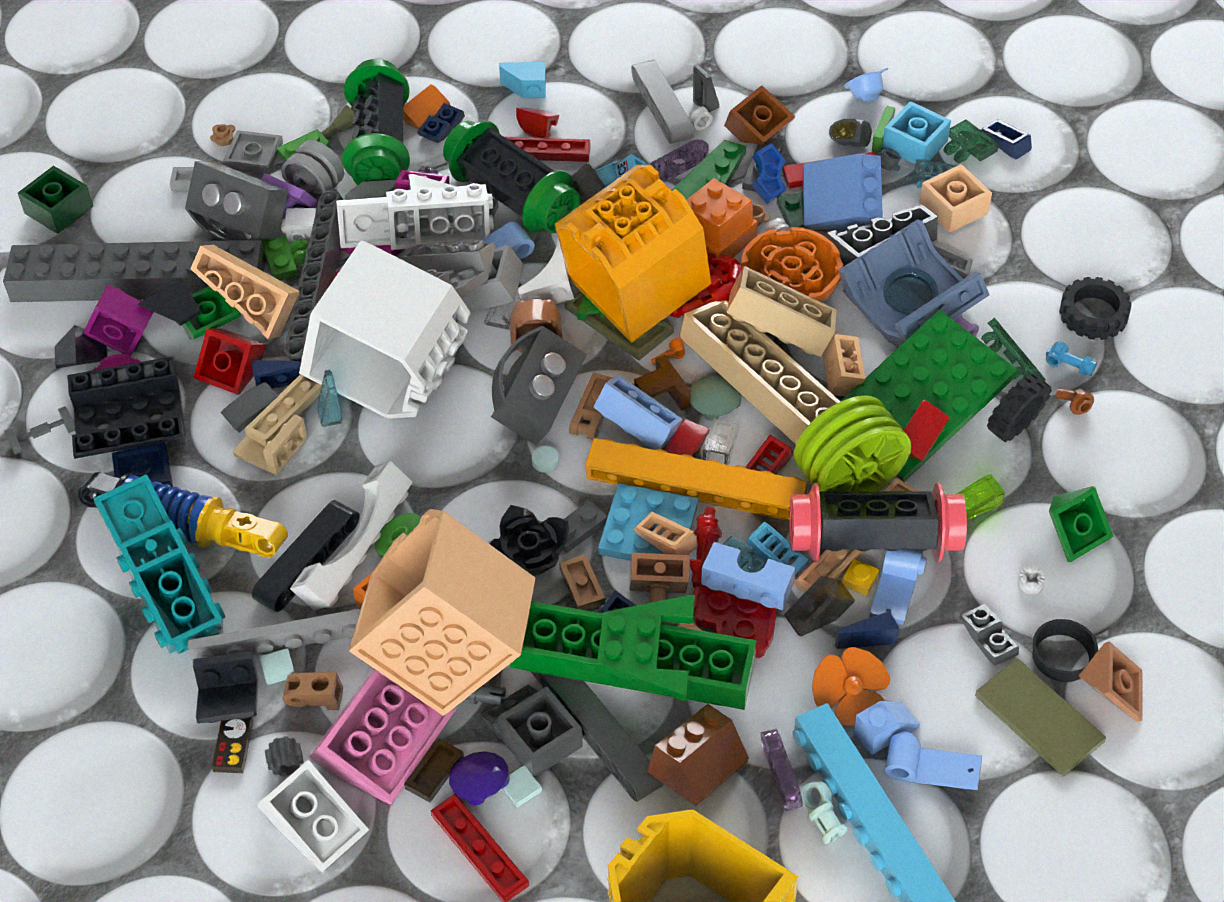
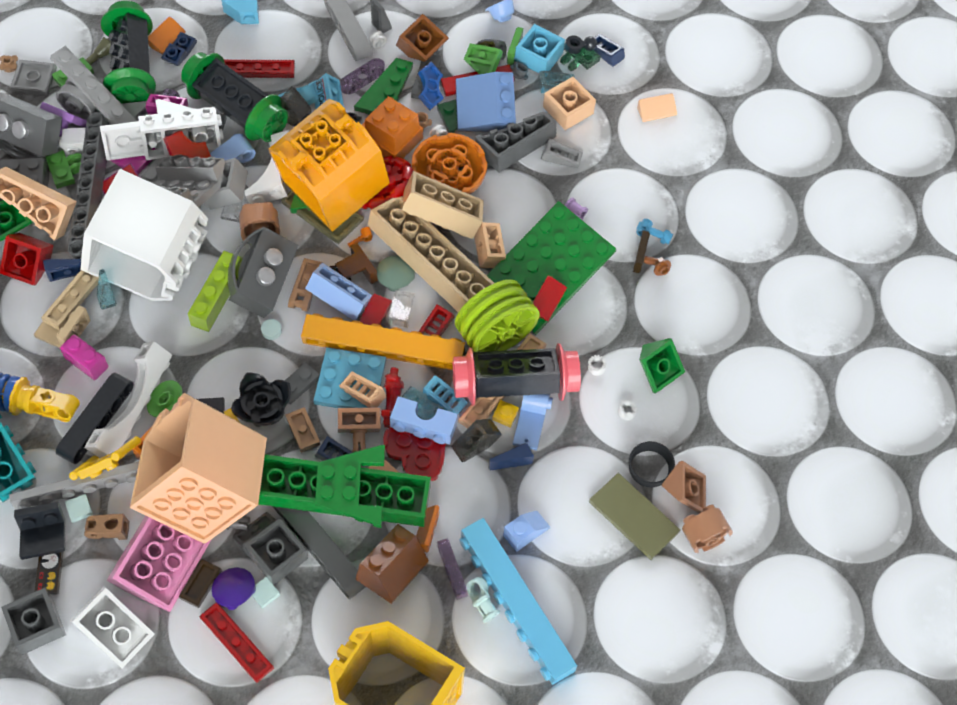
camera: 10 degrees left, 10 degrees up
(208, 801) = (33, 621): none -> dark grey brick
(248, 406) = (44, 296): dark grey slope -> none
(284, 756) = (88, 581): dark grey gear -> none
(297, 480) = (84, 357): none -> dark pink brick
(324, 602) = (95, 465): none -> yellow plate
(326, 154) = (91, 87): none -> light grey plate
(437, 228) = (180, 145): none -> red tile
(469, 412) = (213, 294): none -> lime brick
(536, 122) = (252, 45): red brick -> none
(747, 719) = (426, 533): none -> orange slope
(839, 140) = (483, 58): none -> bright green wing
(849, 678) = (498, 496): orange piece -> none
(906, 283) = (536, 177): sand blue panel -> none
(915, 764) = (558, 559): light blue door -> none
(964, 128) = (575, 44): none -> black plate
(982, 496) = (589, 345): clear neon green slope -> none
(987, 633) = (597, 454): dark grey slope -> none
(989, 515) = (597, 359): none -> white bush
(1012, 350) = (613, 229): clear green plate -> none
(1019, 407) = (617, 276): black tyre -> none
(1053, 379) = (641, 252): none -> dark brown tile
(1075, 208) = (657, 107): none -> light nougat slope
(1091, 326) = (667, 204): black tyre -> none
(1143, 734) = (706, 529): none -> nougat brick

